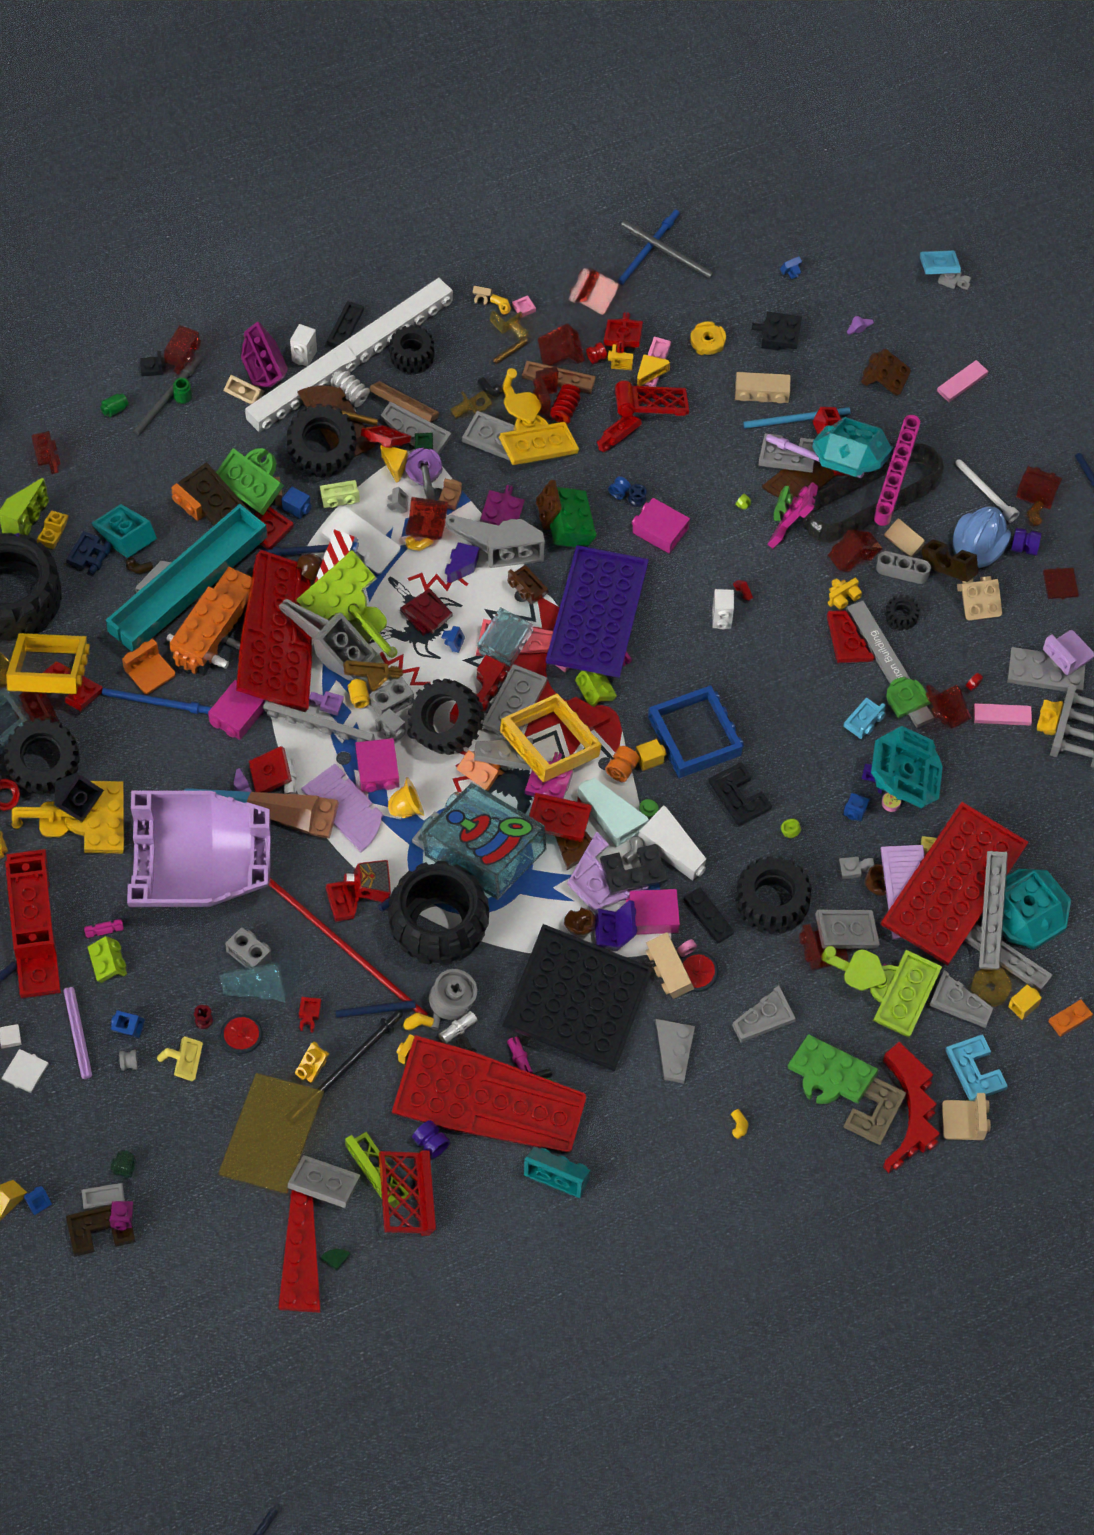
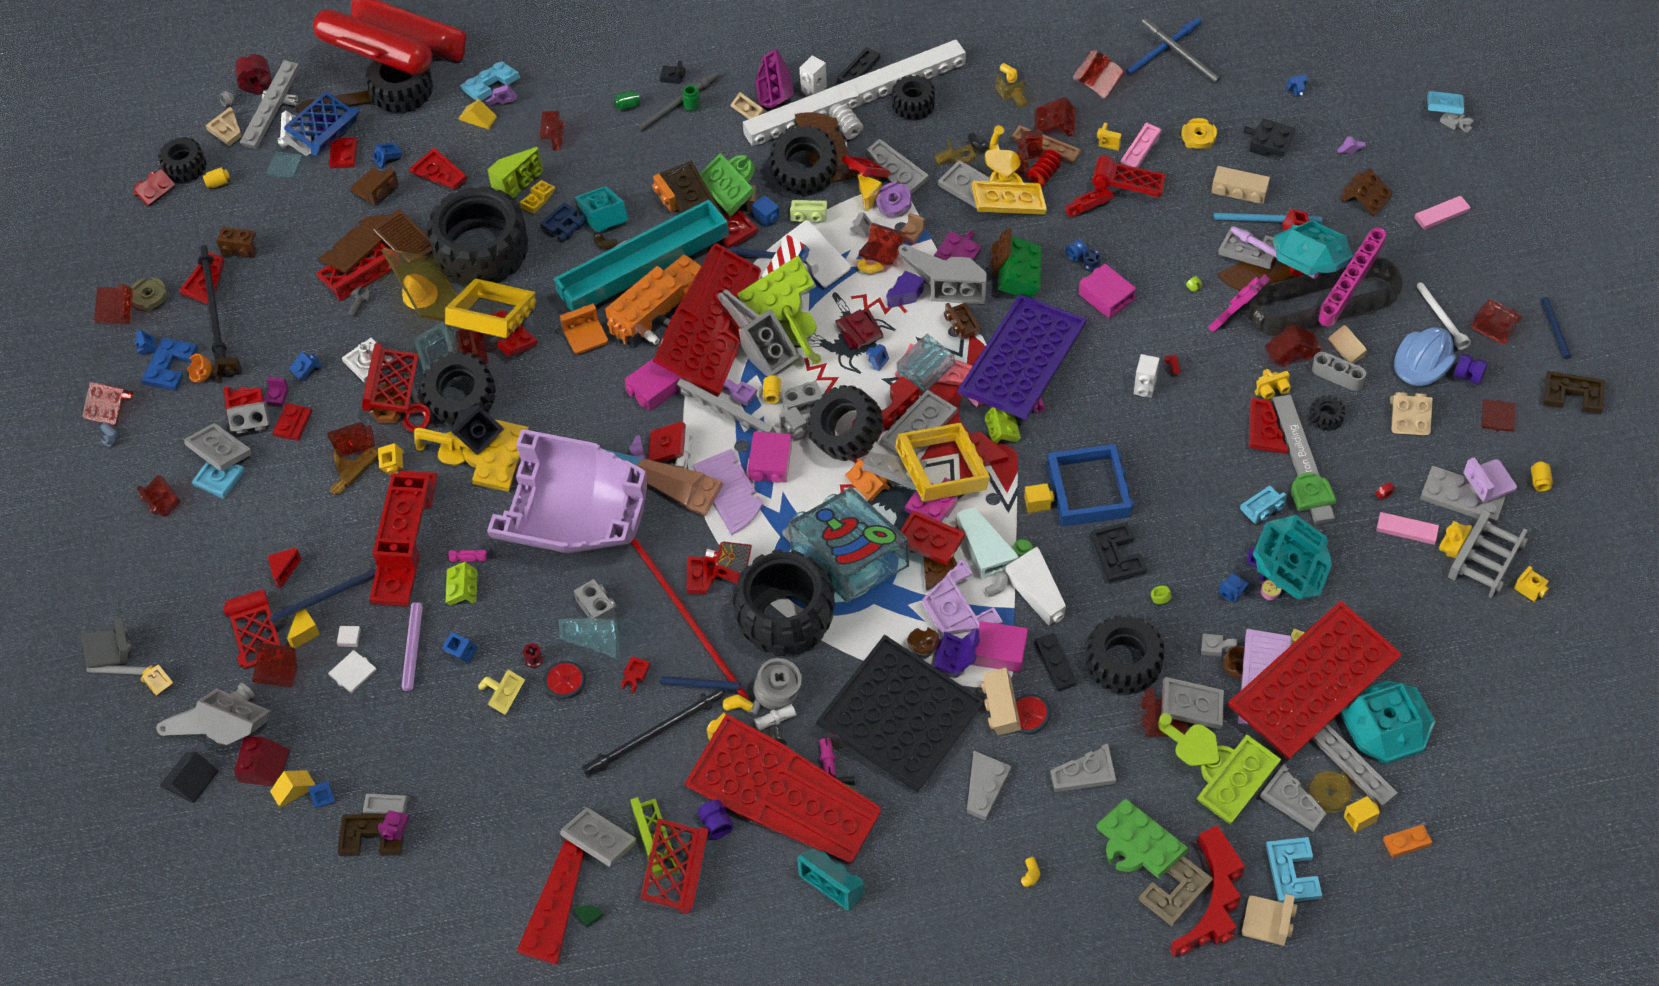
camera: 20 degrees right, 5 degrees down
(123, 1164) = (413, 778): clear green plate -> none
(128, 1060) = (449, 681): light grey wheel -> none
(181, 348) = (701, 61): clear red brick -> none
(193, 707) = (614, 373): blue bar -> none
(271, 1133) = (562, 779): clear yellow piece -> none
(310, 565) = (758, 266): reddish brown hair -> none
(312, 1063) = (621, 721): yellow hips -> none
(360, 418) = (847, 148): pearl gold bar -> none
(375, 672) = (791, 372): pearl gold piece -> none
(404, 401) = (893, 141): medium nougat tile -> none
(405, 801) = (787, 494): yellow piece -> none
(424, 440) = (901, 176): dark green tile -> none
(429, 490) = (893, 213): dark grey bar -> none
(482, 292) = (993, 59): tan tile -> none
(508, 350) = (1005, 117): pearl gold piece -> none
(524, 305) = (1031, 78): bright pink tile -> none
(596, 353) = (1087, 129): red wheel -> none
(623, 333) = (1118, 115): red plate -> none
(623, 763) = (1007, 501): orange wheel -> none
(624, 880) = (1002, 610): black plate -> none
(651, 368) = (1135, 149): yellow slope -> none
(687, 948) = (1023, 688): bright pink tile -> none
(784, 500) = (1231, 290): bright green slope -> none
(948, 705) = (1352, 509): clear red bracket -> none
(960, 566) = (1395, 377): dark brown arch -> none
(993, 910) = (1348, 714): light grey plate -> none
(1033, 513) = (1485, 345): clear orange arm -> none

